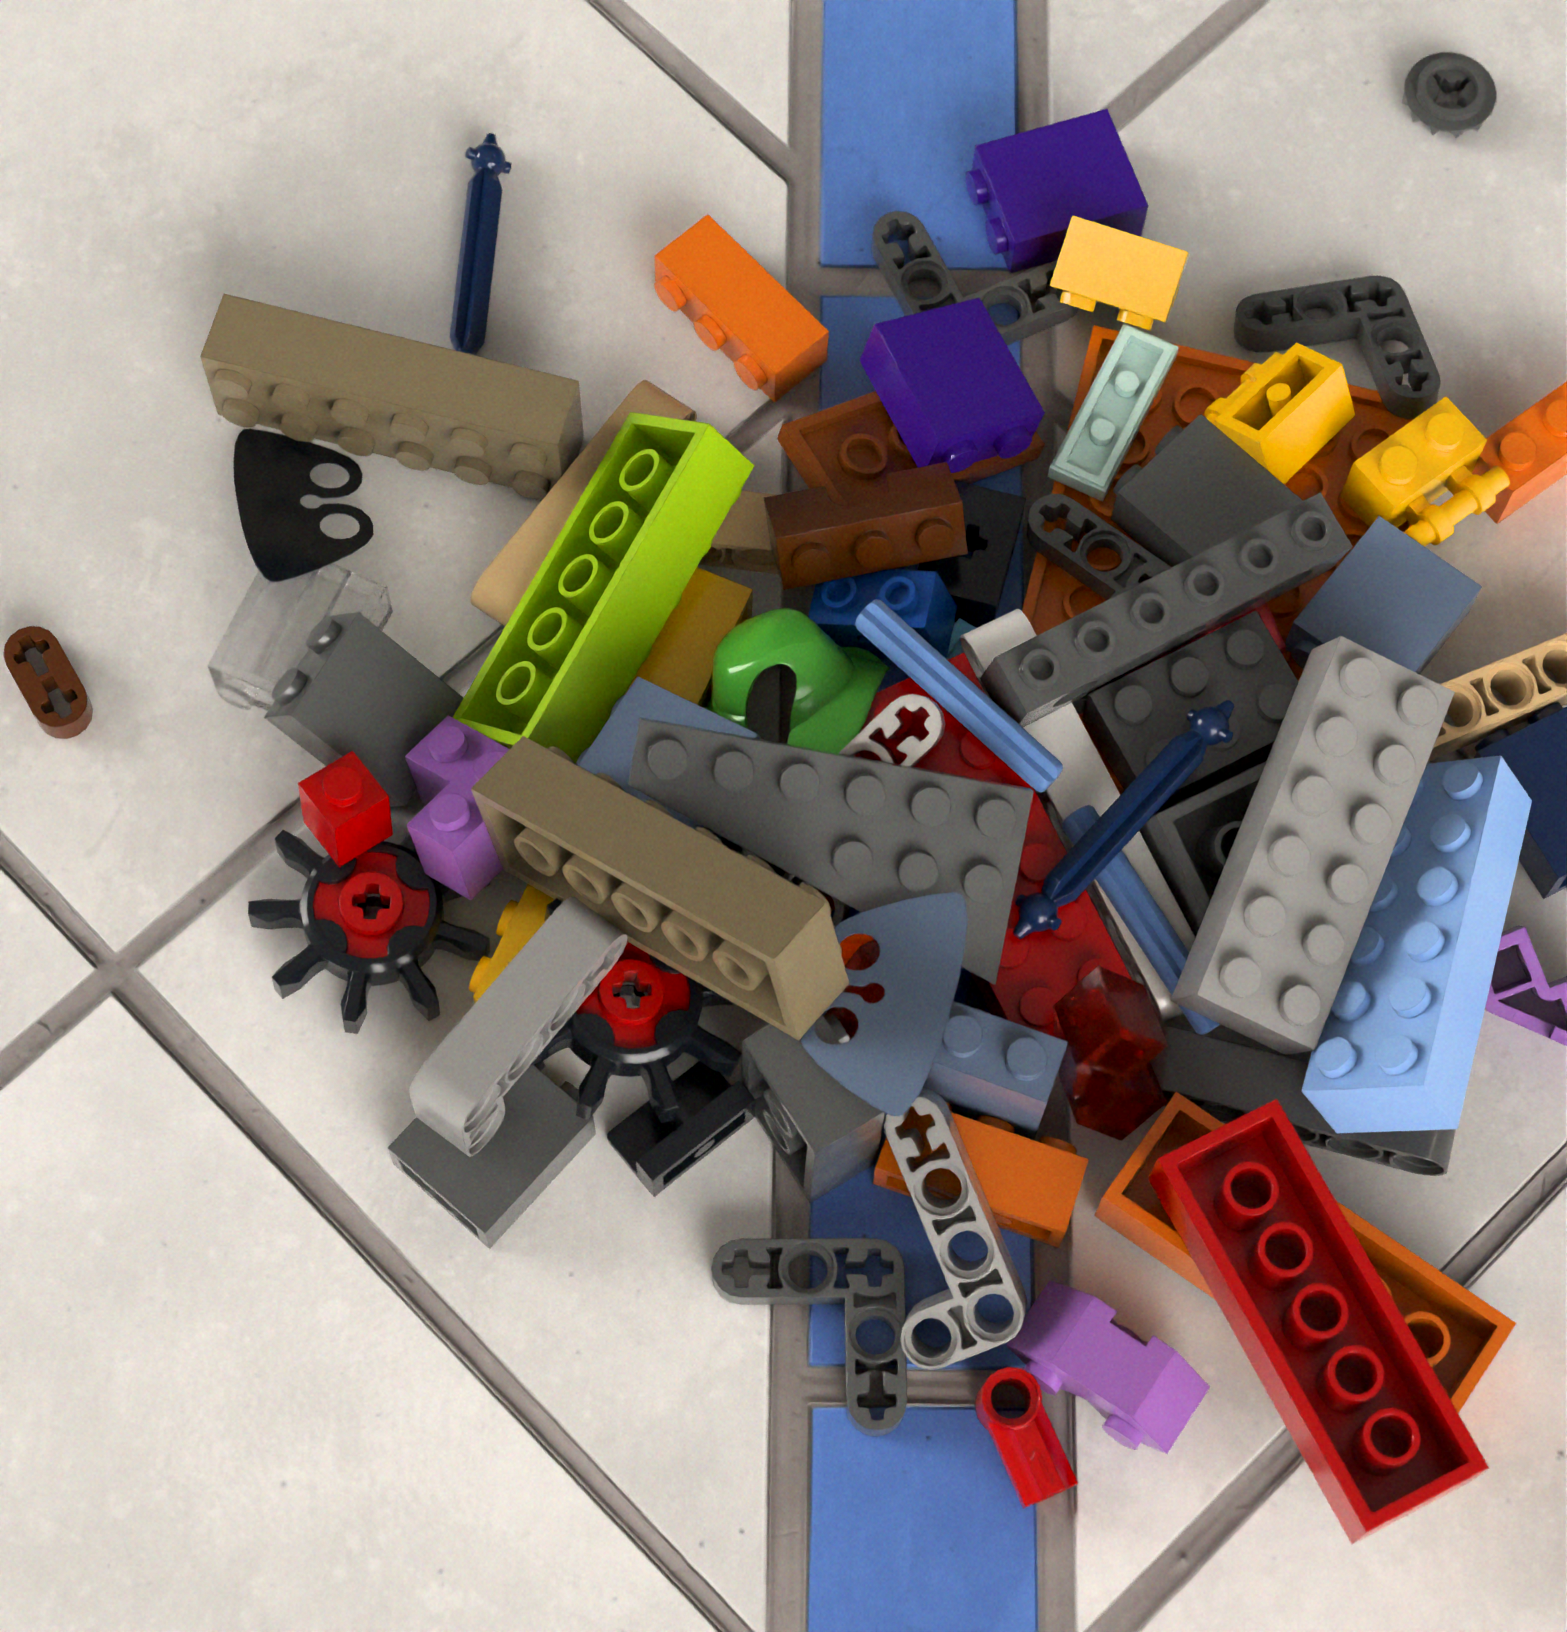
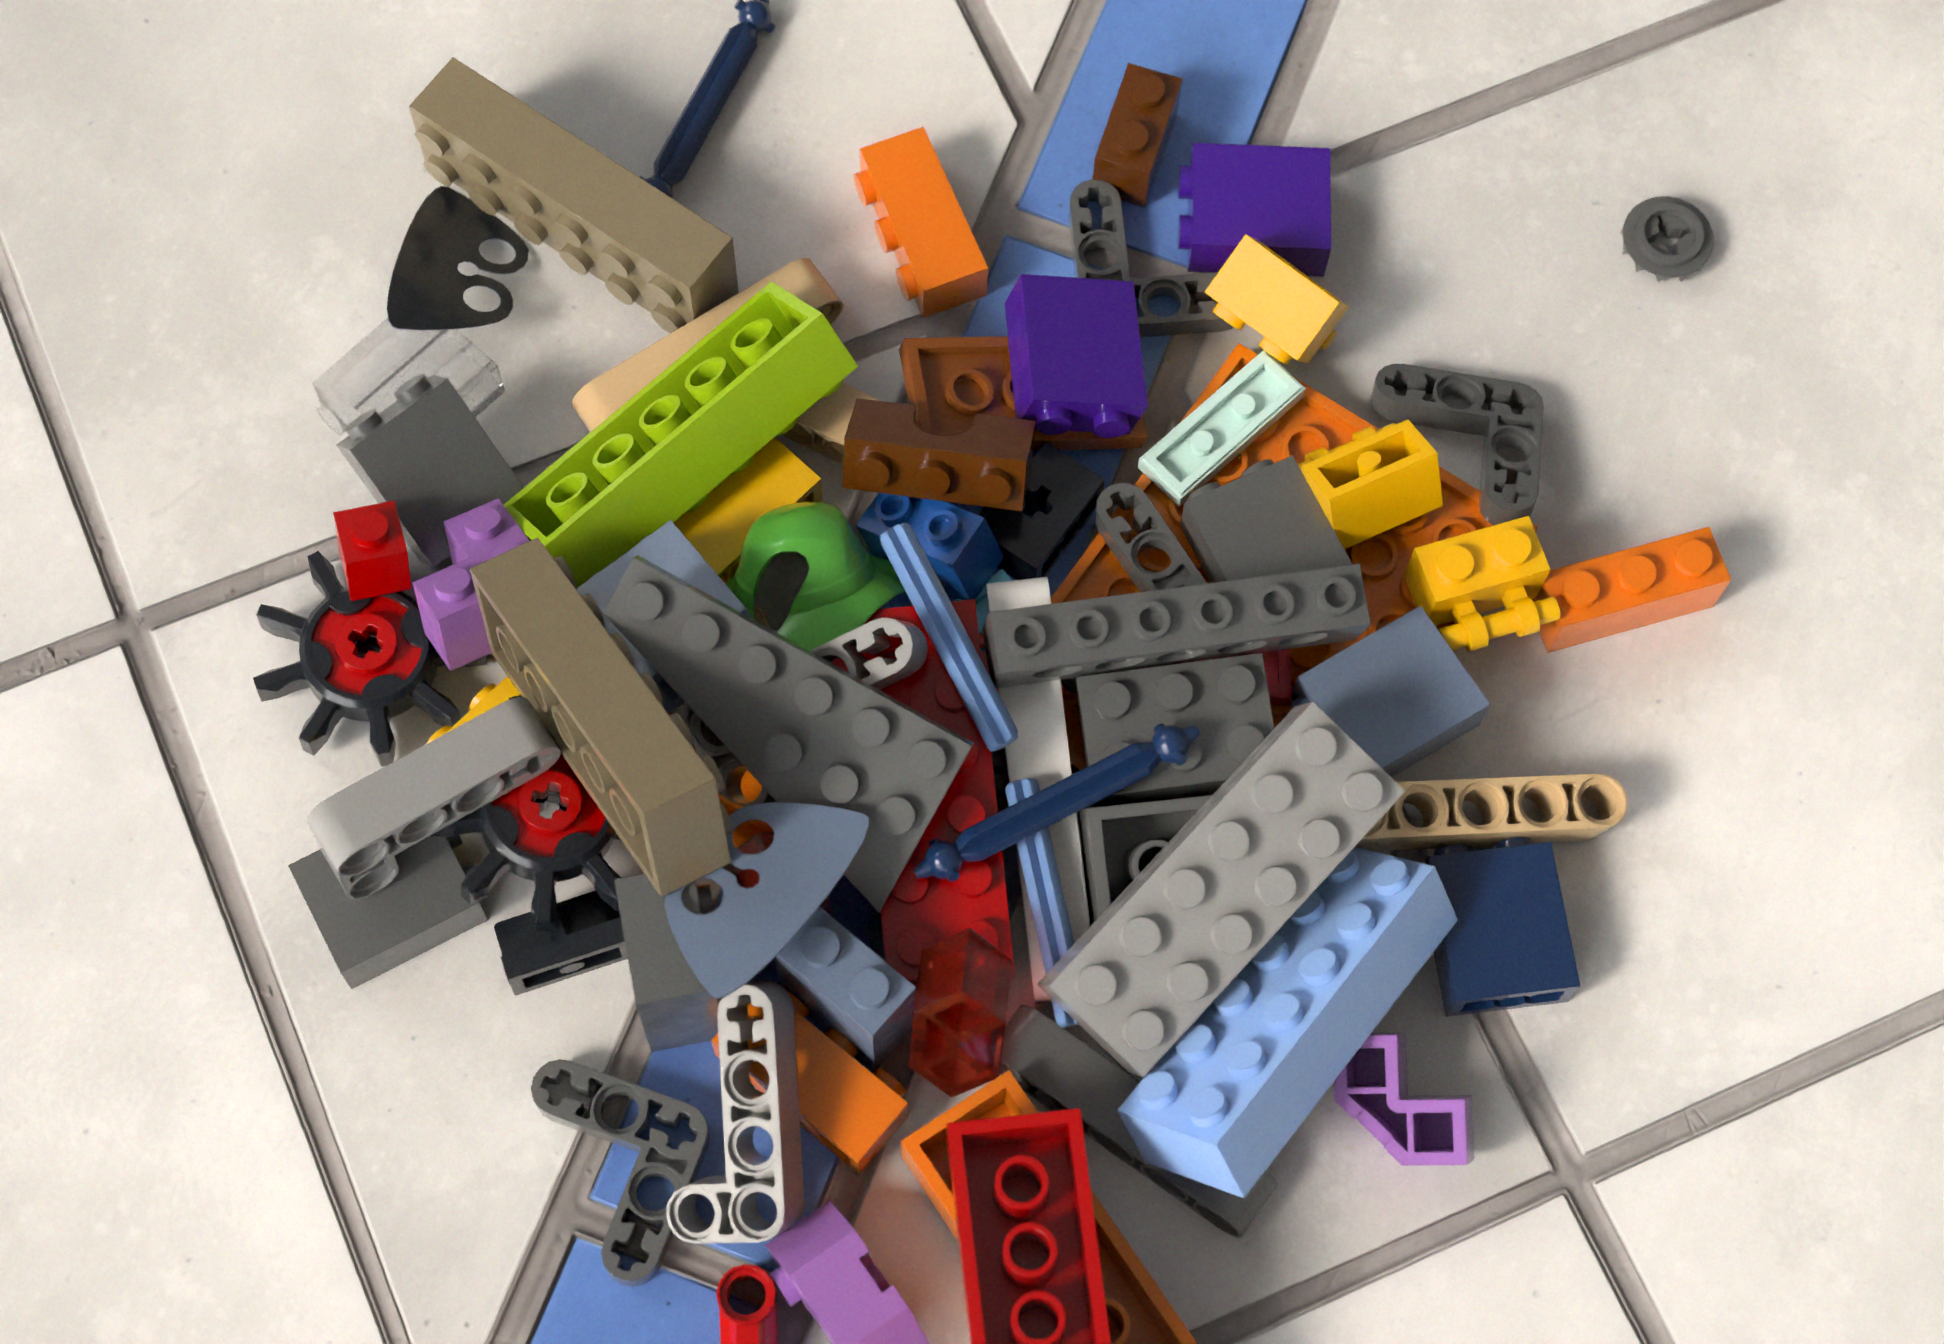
camera: 20 degrees right, 0 degrees up
(59, 675) = (190, 350): reddish brown beam -> none
(914, 152) = (1137, 132): none -> reddish brown brick

